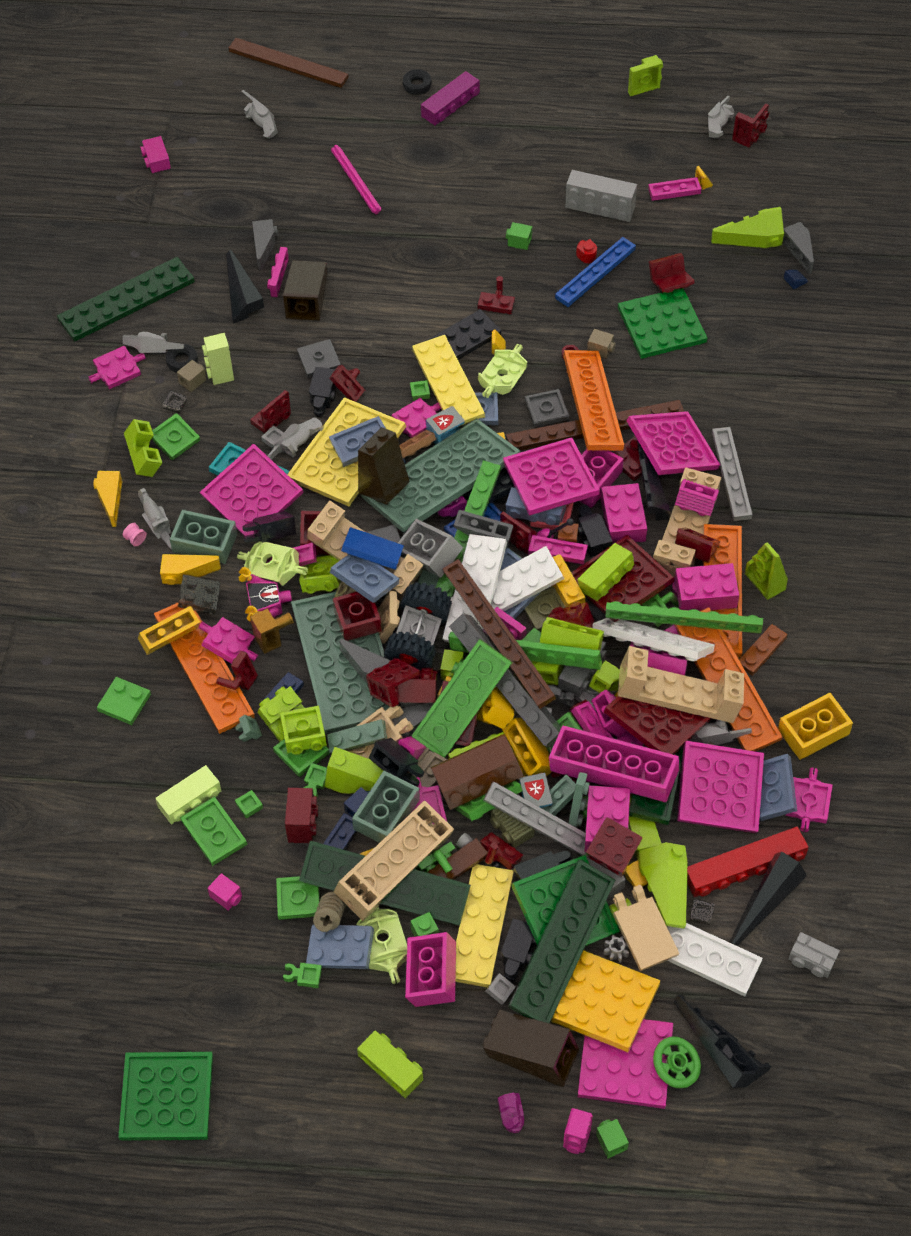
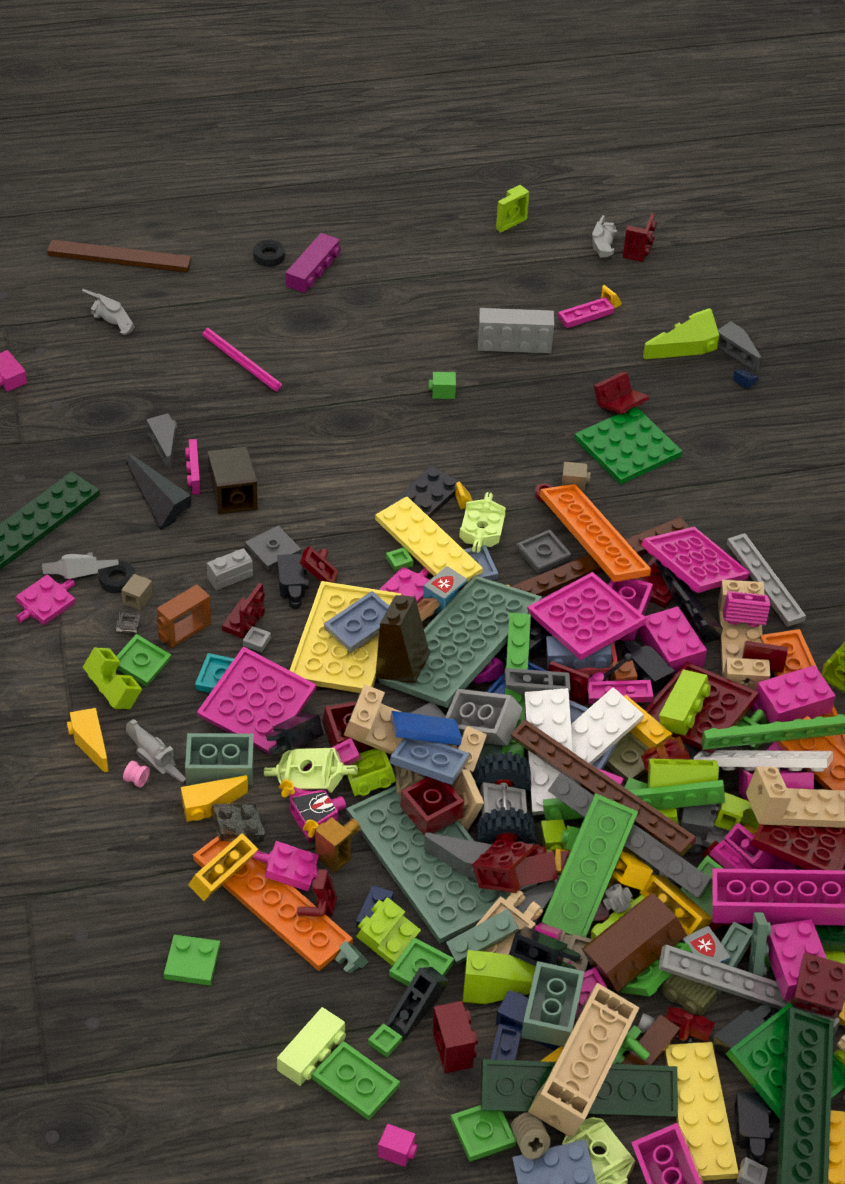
camera: 20 degrees left, 10 degrees down
(214, 397) = (192, 600): none -> dark orange window
(218, 359) = (167, 566): yellowish green brick -> none
(273, 370) = (229, 569): none -> light grey brick
(287, 774) = (417, 1000): none -> black slope
(294, 437) = (283, 632): light grey animal -> none
(303, 730) = (420, 941): lime plate -> none
(315, 777) = (453, 991): bright green plate -> none
(424, 925) = (641, 1125): bright green brick -> none
(478, 731) = (617, 898): none -> light grey gear
(497, 301) = (444, 455): dark red plate -> none
(586, 251) = (520, 388): red plate -> none
(595, 272) = (537, 407): blue plate -> none

